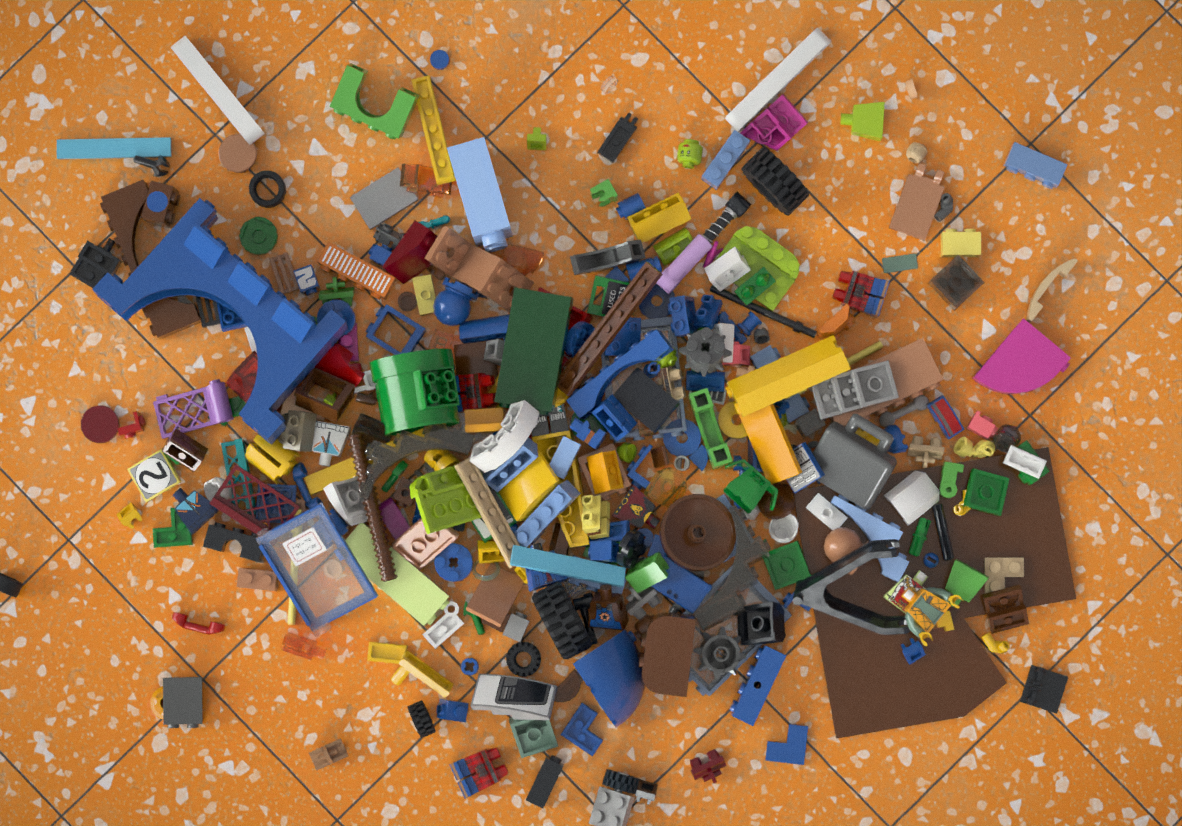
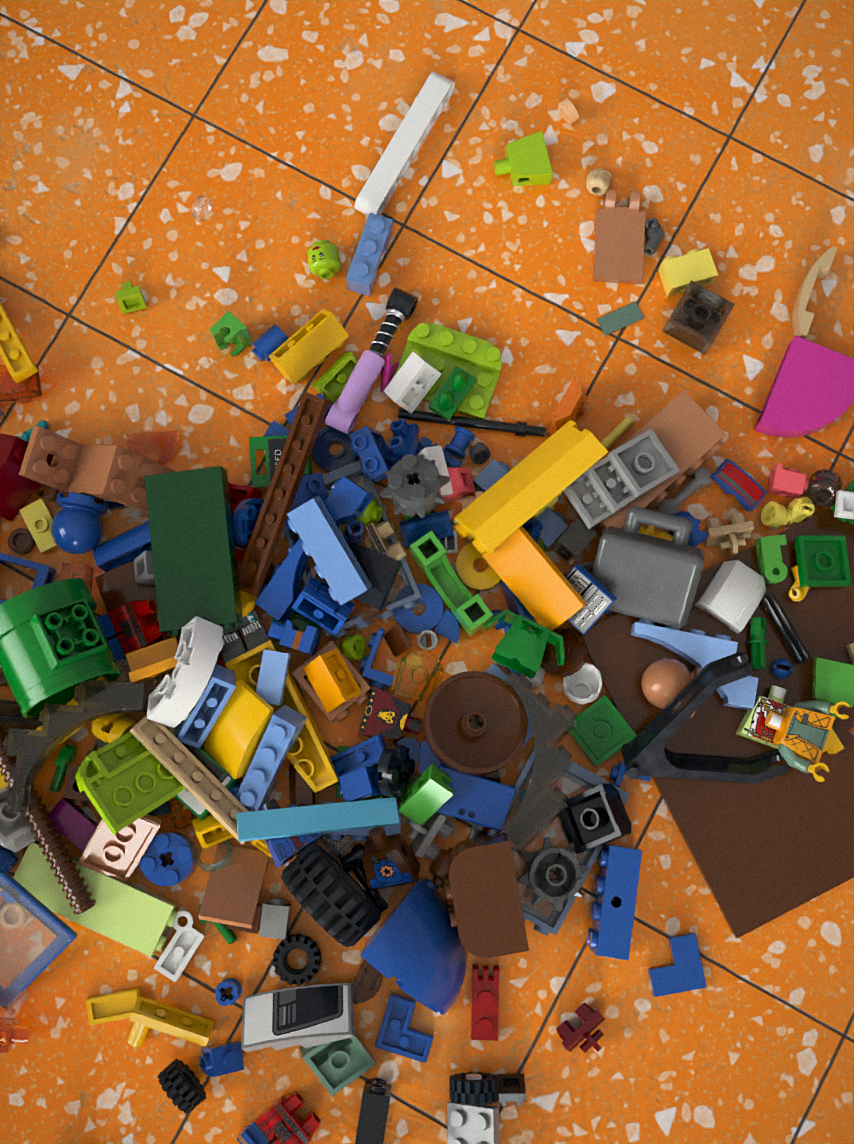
camera: 25 degrees left, 5 degrees down
(470, 535) = (181, 816): none -> clear orange piece
(480, 194) = (69, 373): light blue brick -> none
(595, 517) = (336, 742): light yellow hips -> none
(607, 258) = (255, 414): dark grey arch -> none
(618, 138) = (230, 268): black hinge -> none
(630, 380) = (329, 550): none -> medium blue brick
(645, 729) = (485, 1004): none -> red hinge
(775, 181) = (439, 255): black tyre -> none
(776, 124) = (419, 197): dark pink slope -> none
(826, 512) = (630, 647): white plate -> none
(855, 293) = (589, 361): hips -> none
(913, 652) = (800, 794): blue tile -> none
(1035, 165) = (745, 155): medium blue brick -> none

